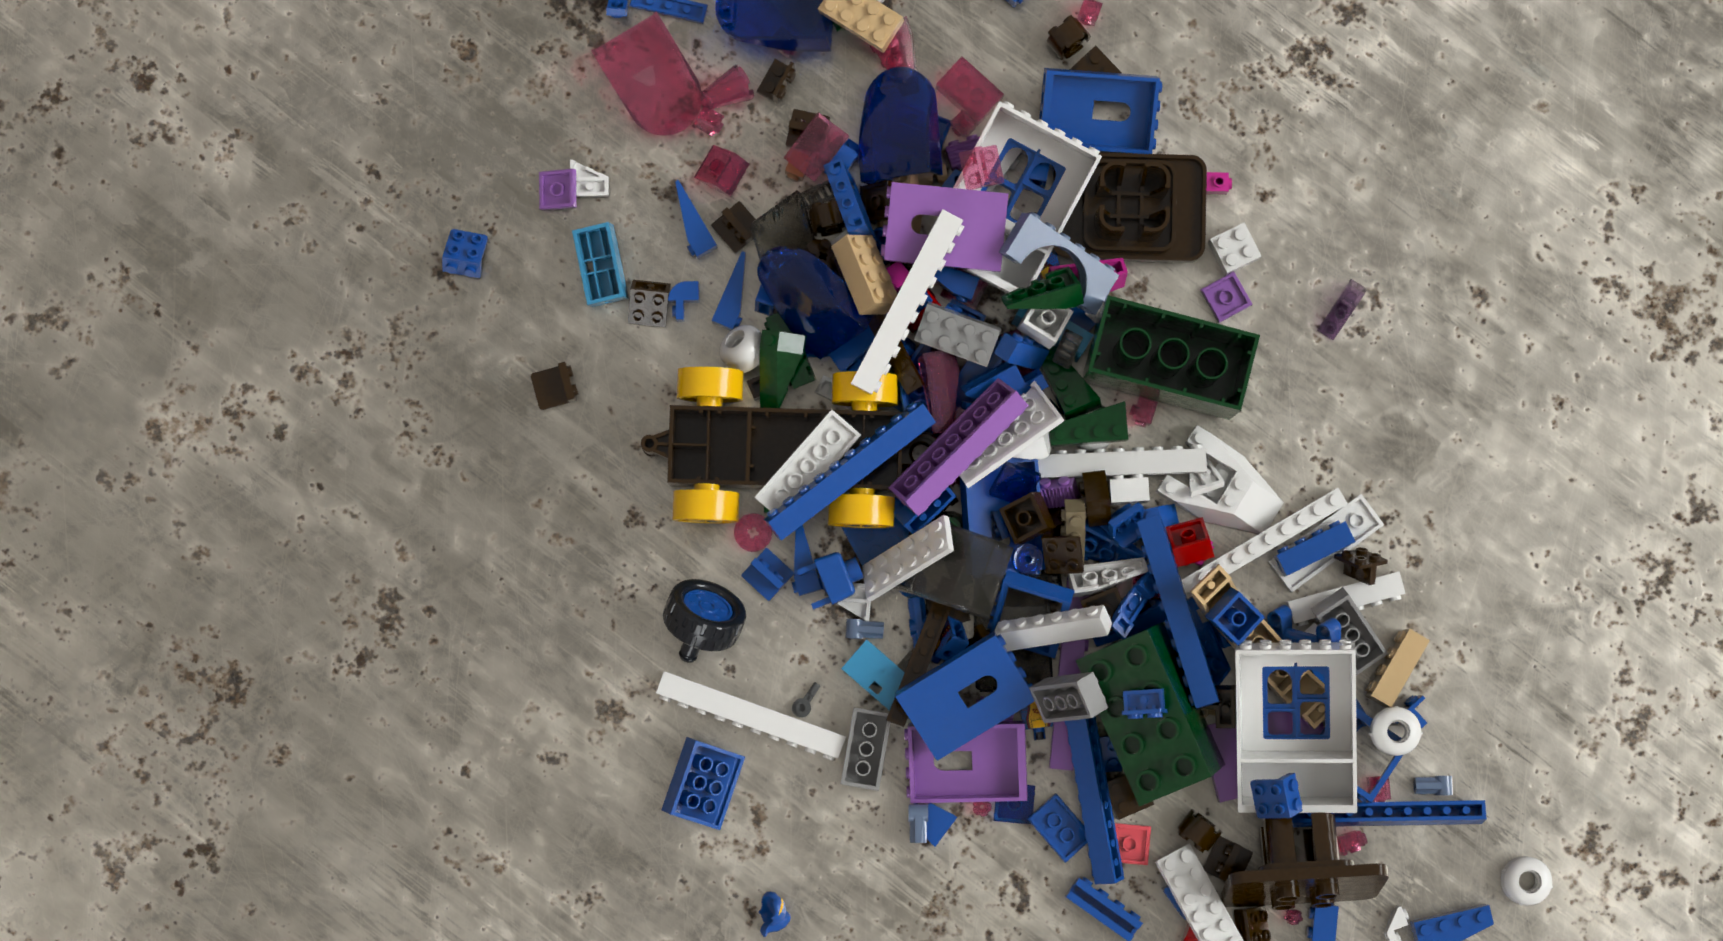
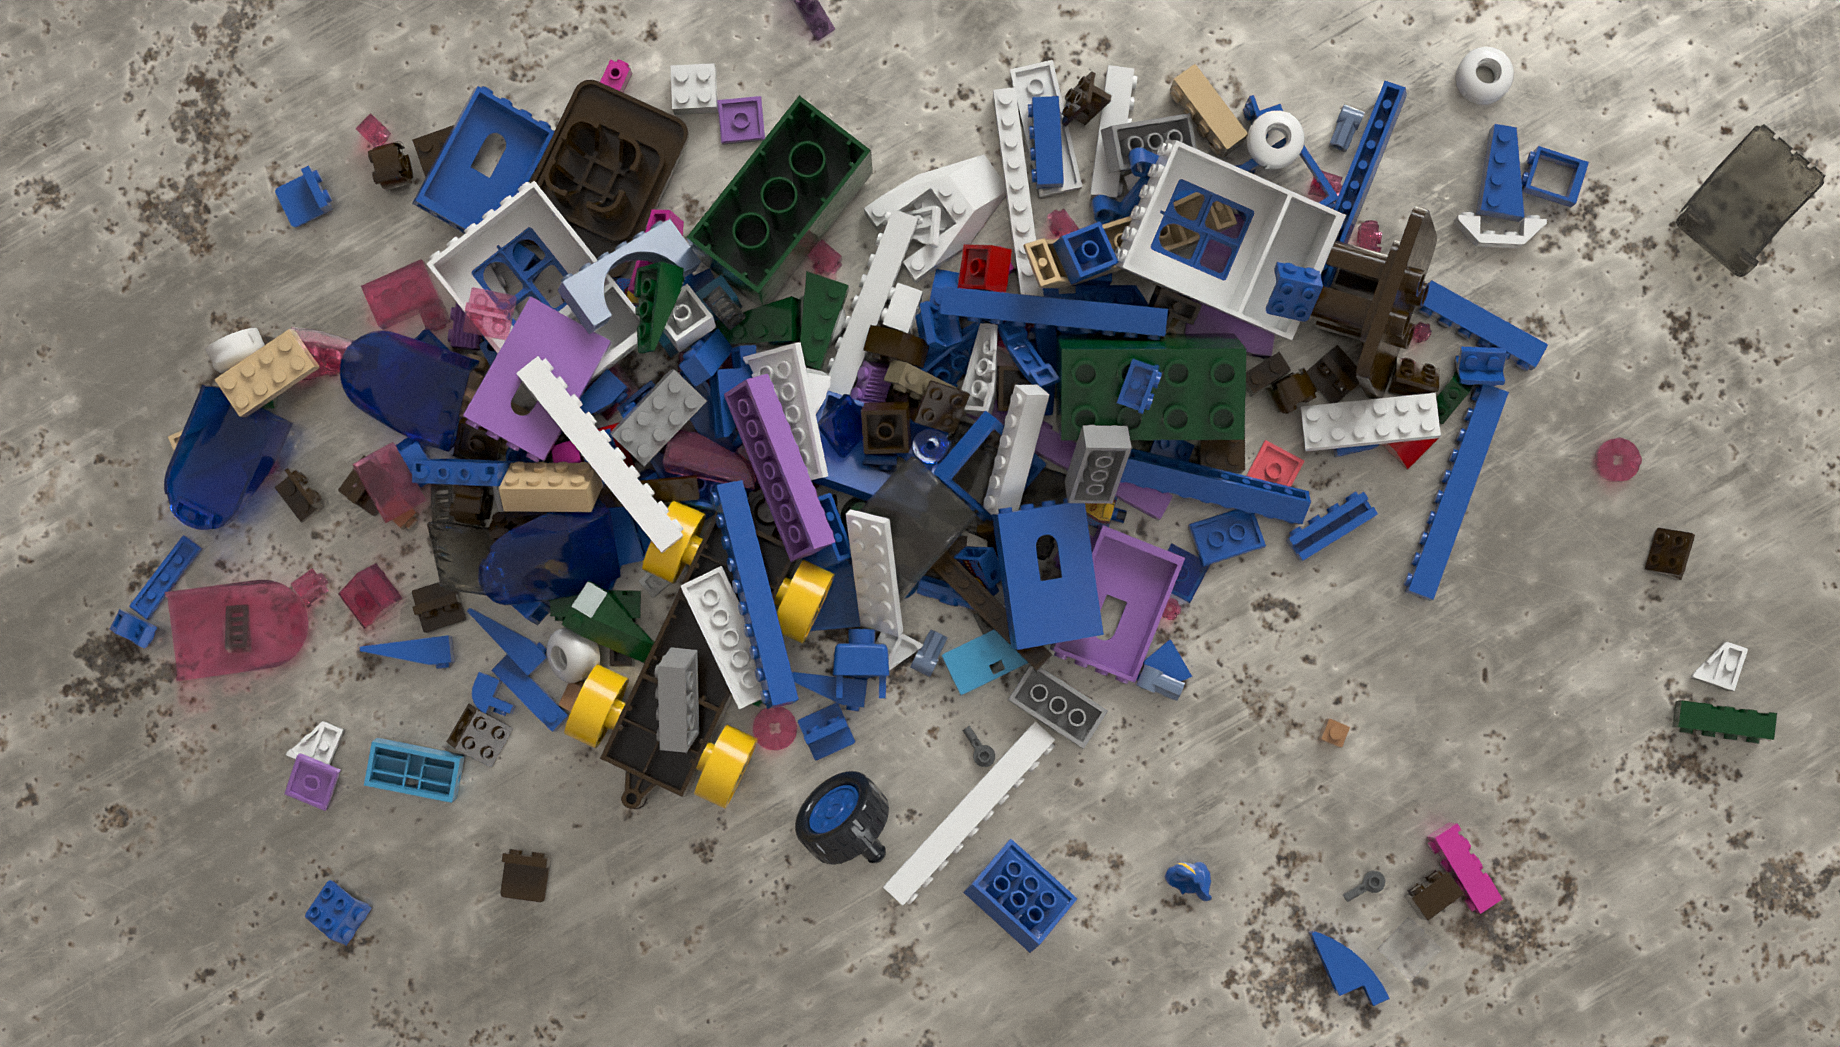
camera: 65 degrees left, 0 degrees up
(649, 73) = (245, 628): none -> clear smoke slope
(698, 329) = (531, 694): none -> blue slope
(710, 361) = (570, 695): none -> medium nougat brick
(727, 89) = (285, 552): clear pink cone -> none
(741, 446) = (677, 700): none -> light grey brick
(1203, 803) = (1266, 373): none -> dark brown brick
(1253, 589) = (1061, 223): none -> clear pink brick

